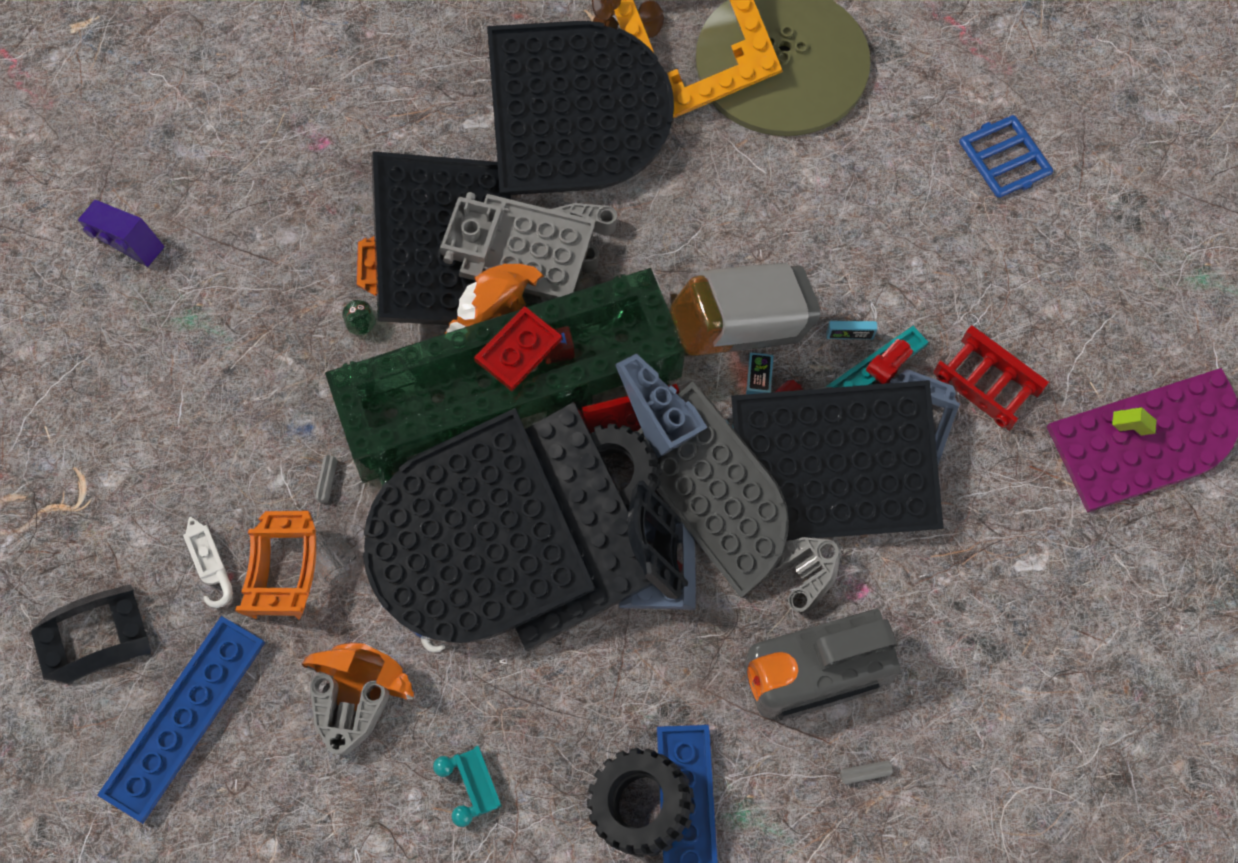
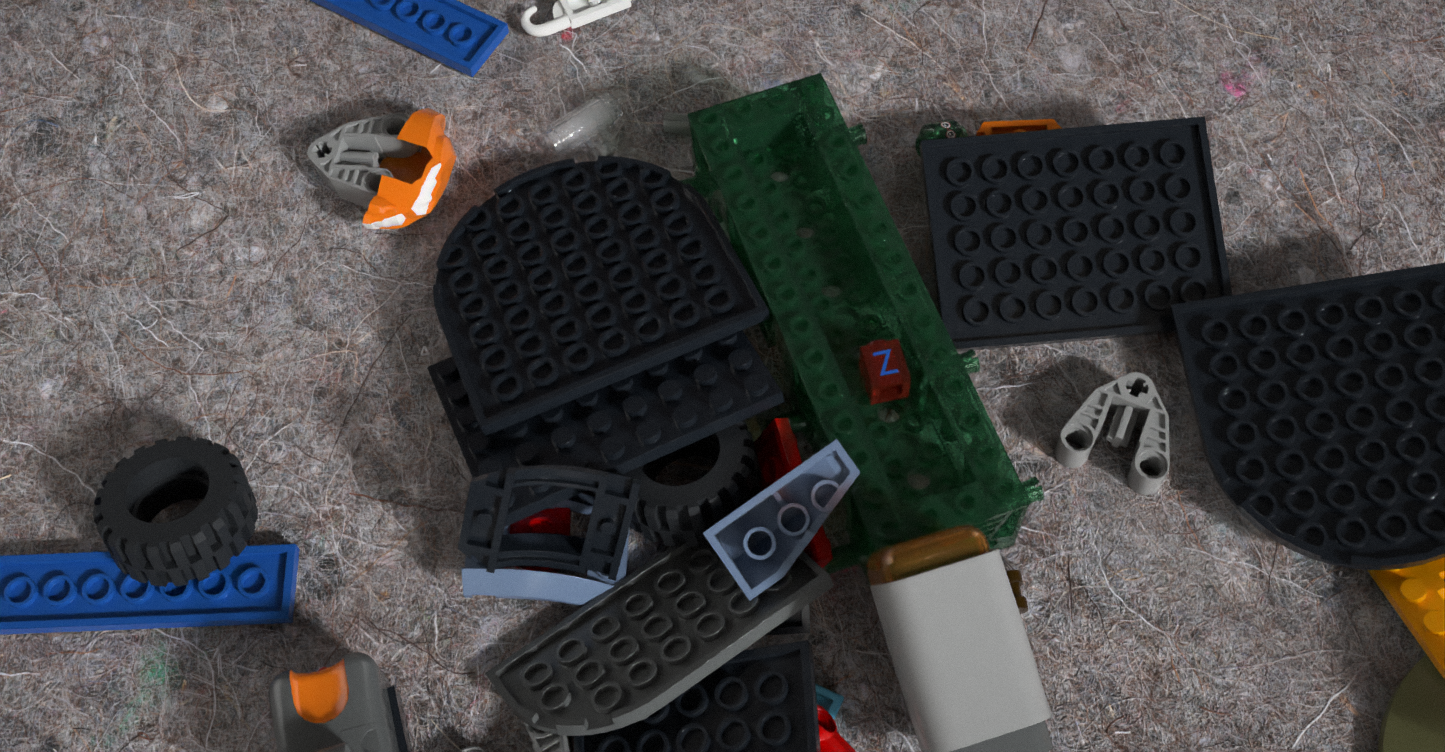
camera: 95 degrees right, 5 degrees down
(278, 601) = (609, 60): orange wedge -> none
(477, 783) = (255, 316): teal gear -> none
(494, 294) = (970, 289): orange animal -> none
(518, 233) = (1072, 330): light grey plate -> none
(518, 348) = (860, 301): red plate -> none
(759, 373) = (873, 716): tile -> none

